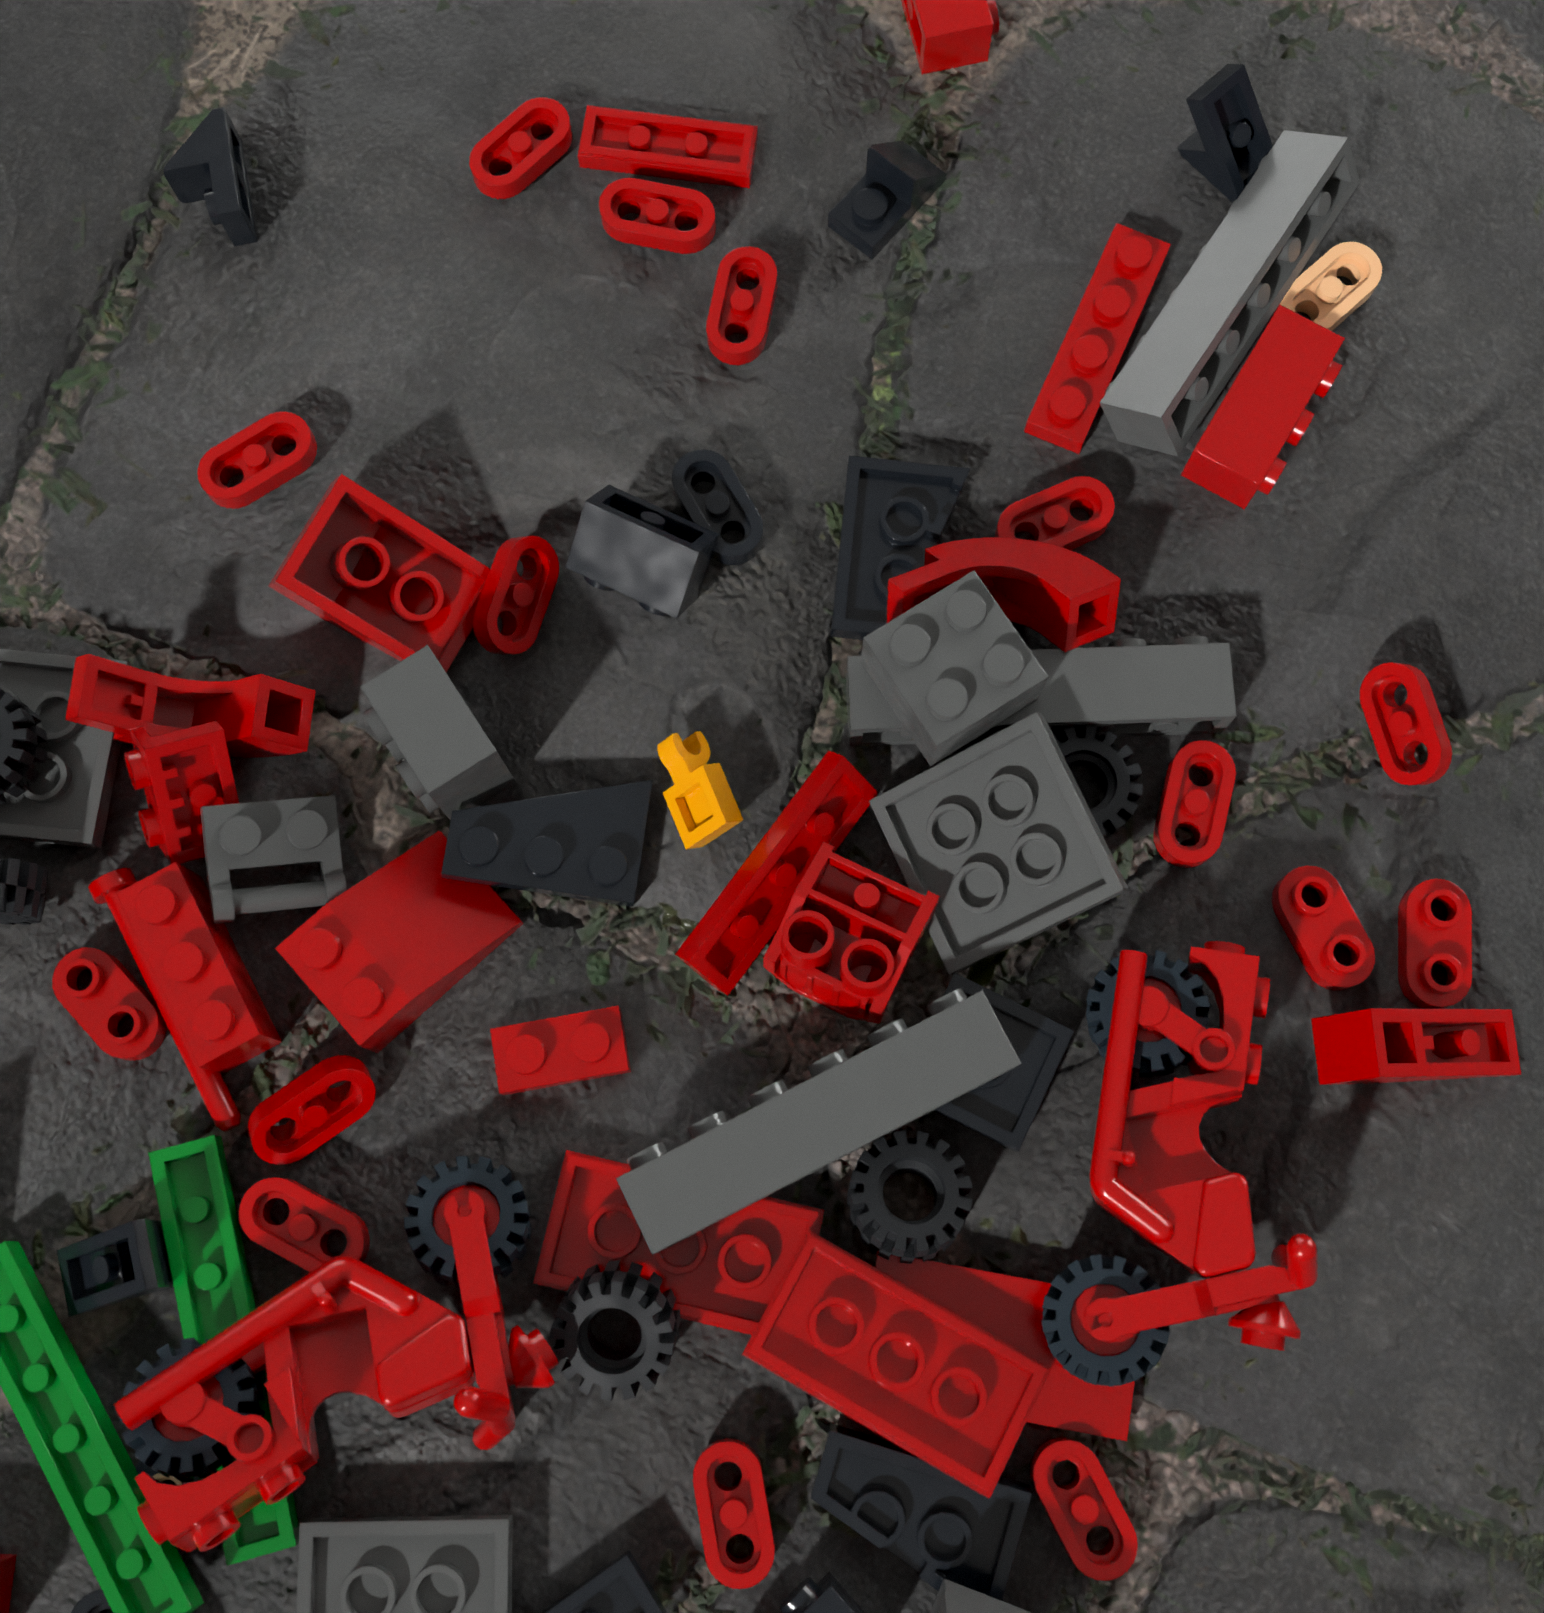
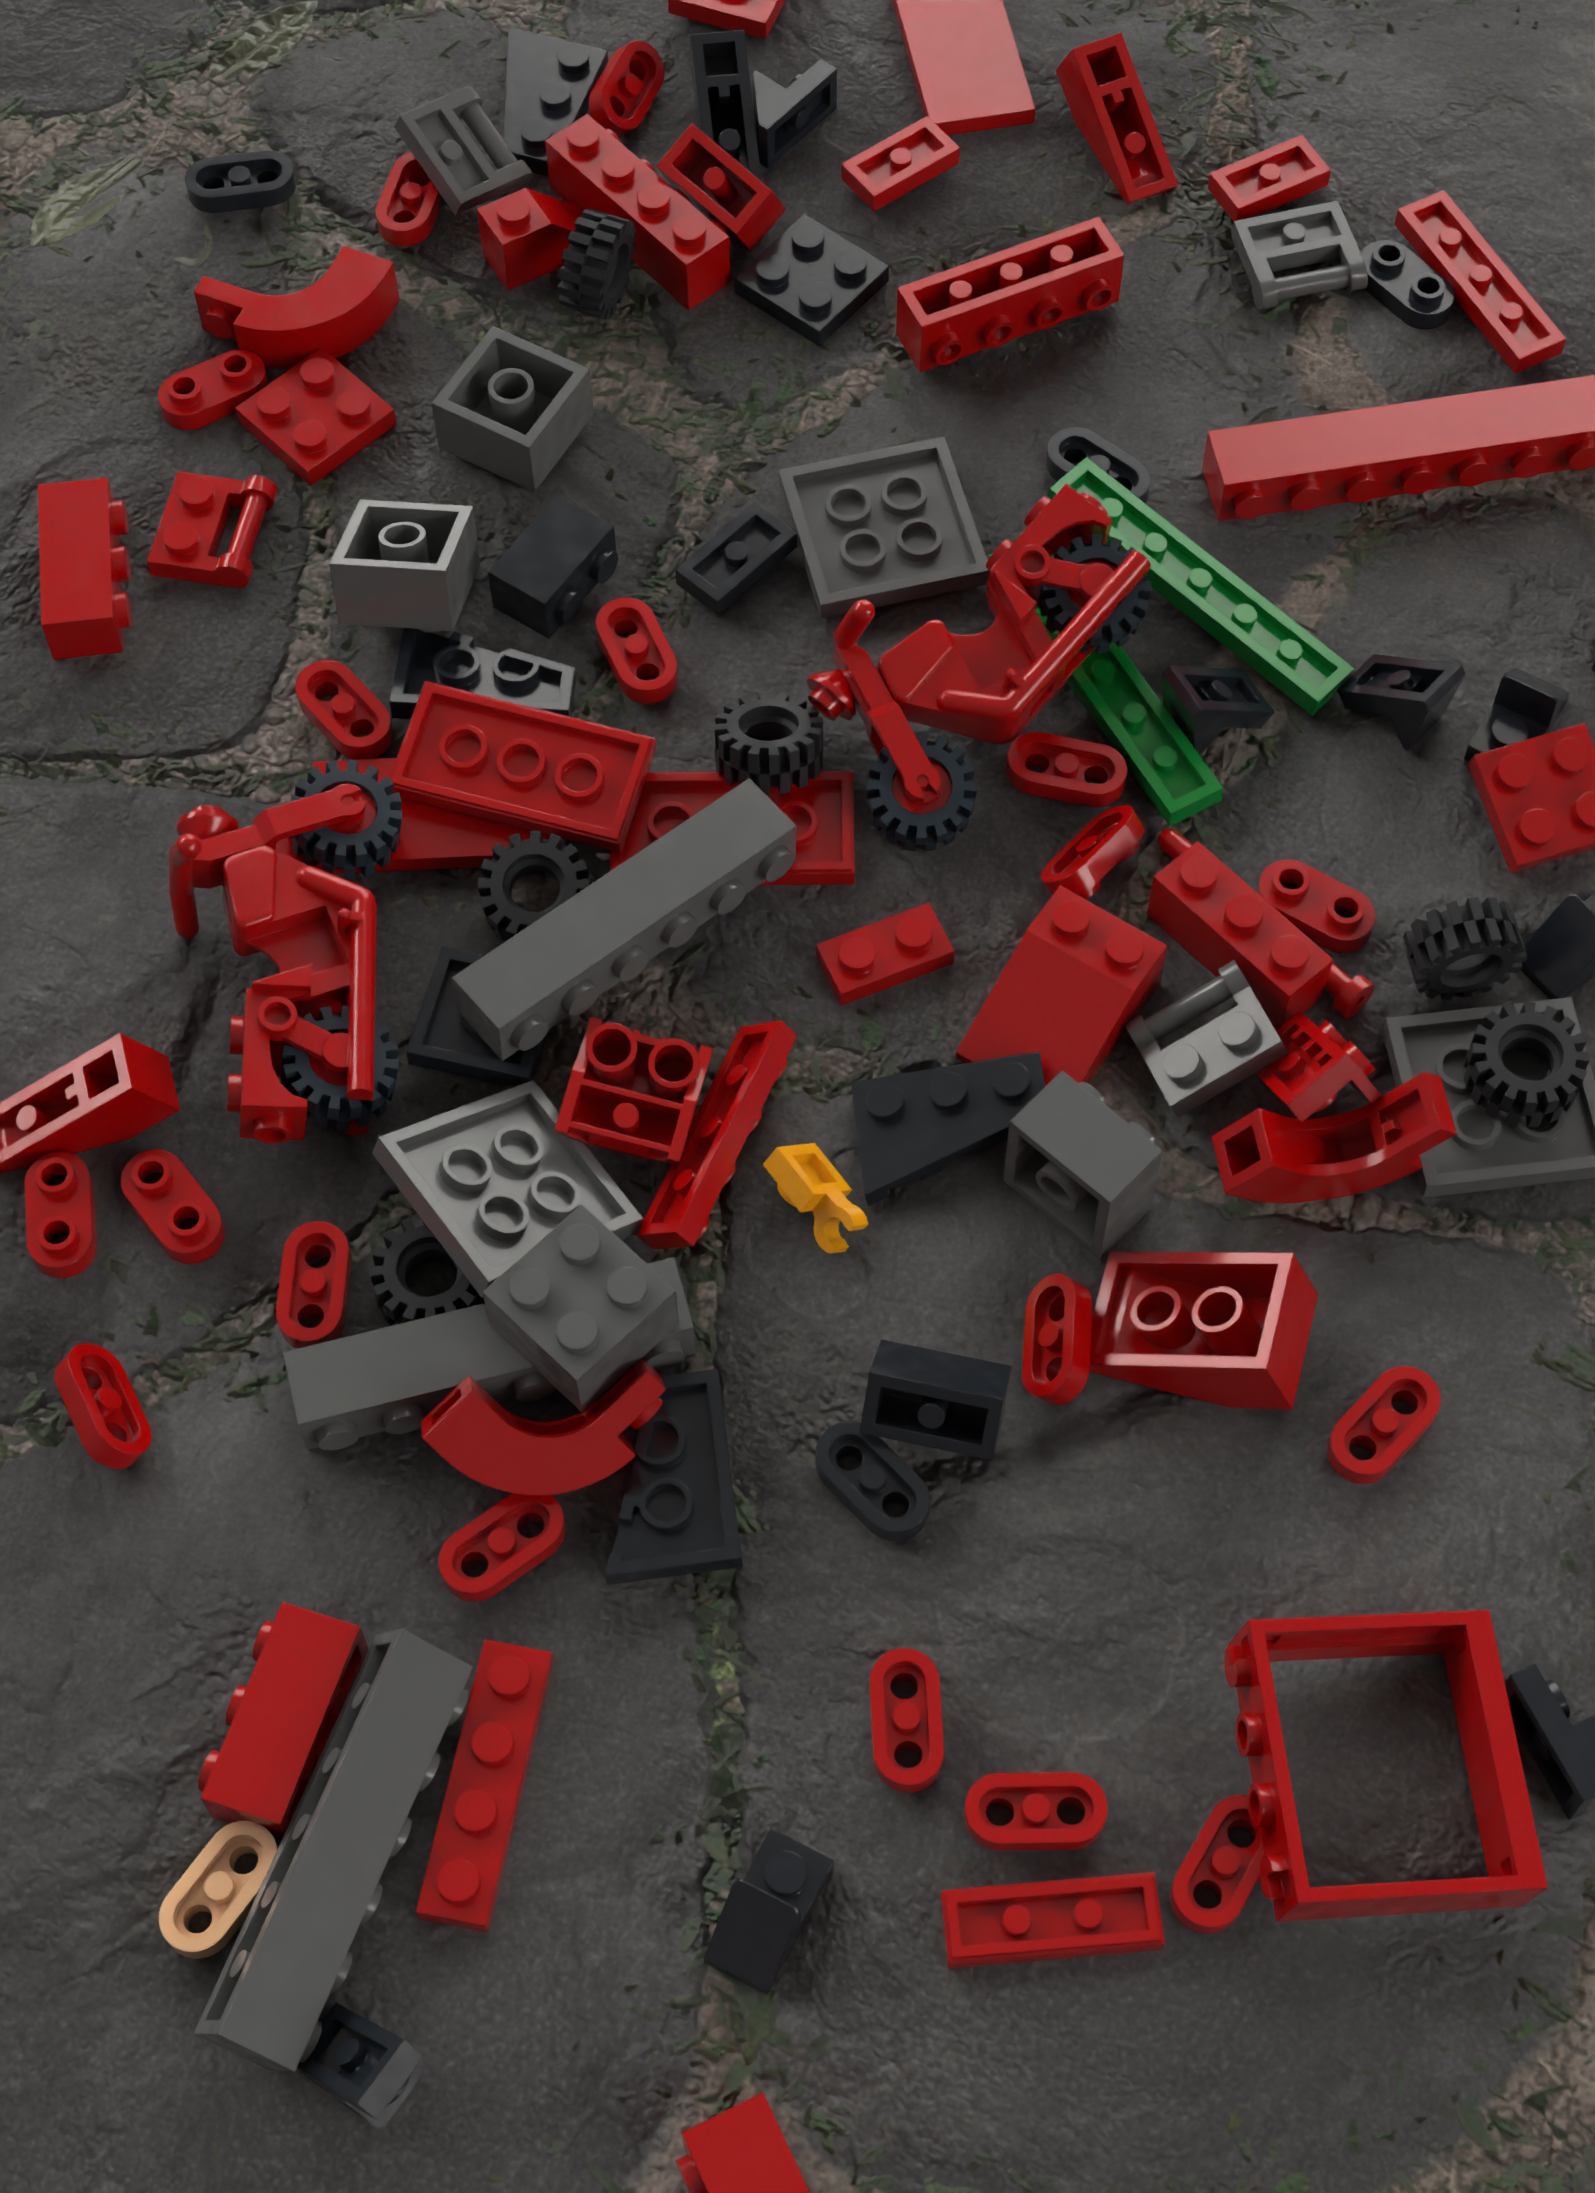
camera: 165 degrees right, 15 degrees down
(285, 156) = (1486, 1740): none -> red window

